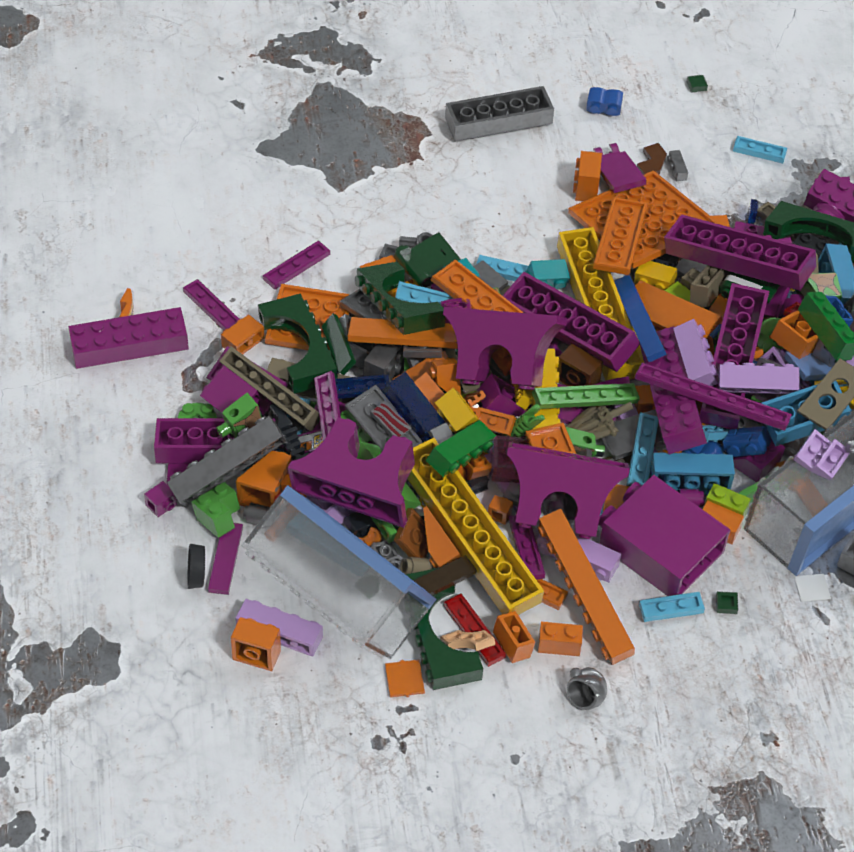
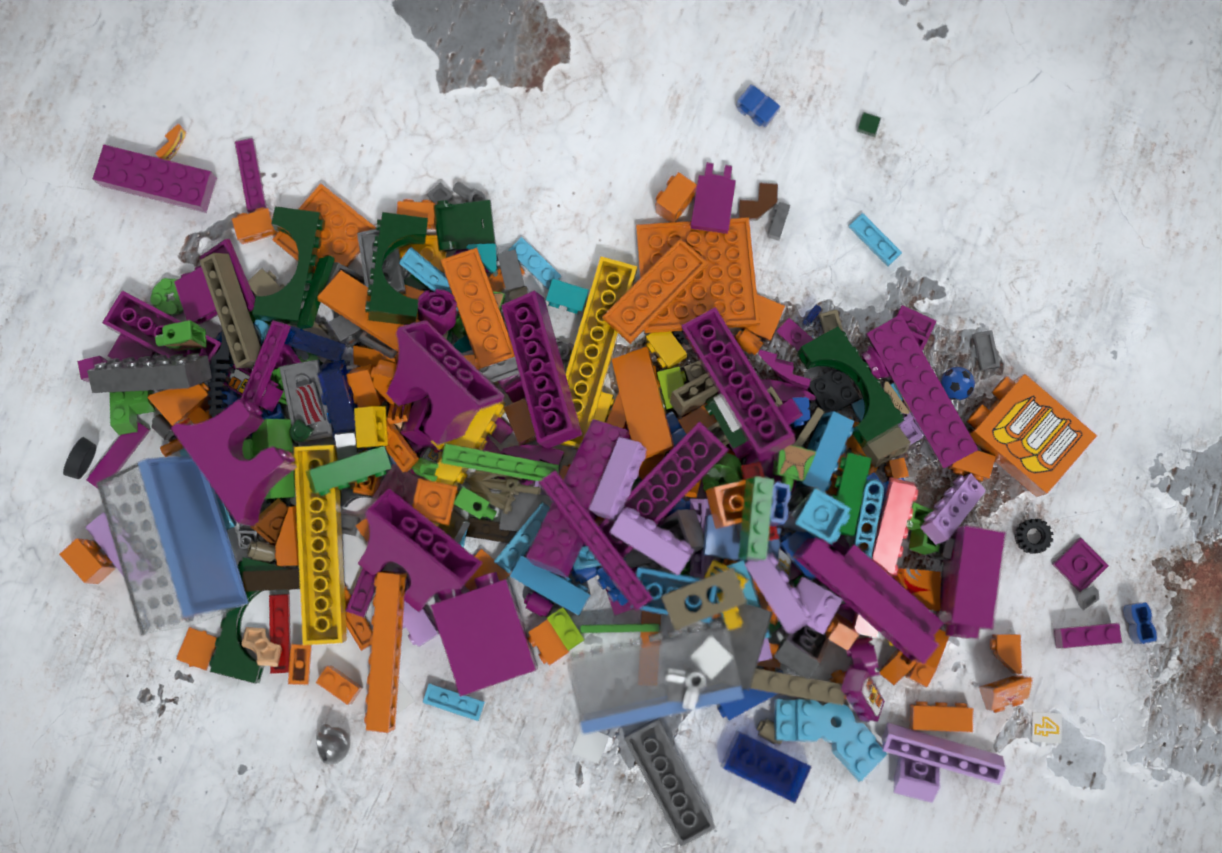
camera: 35 degrees right, 30 degrees up
(296, 265) = (351, 163): magenta tile -> none
(499, 113) = (641, 74): flat silver brick -> none
(639, 318) = (605, 402): blue tile -> none
(727, 602) = (505, 721): dark green tile -> none
(821, 455) = (641, 663): lavender slope -> none

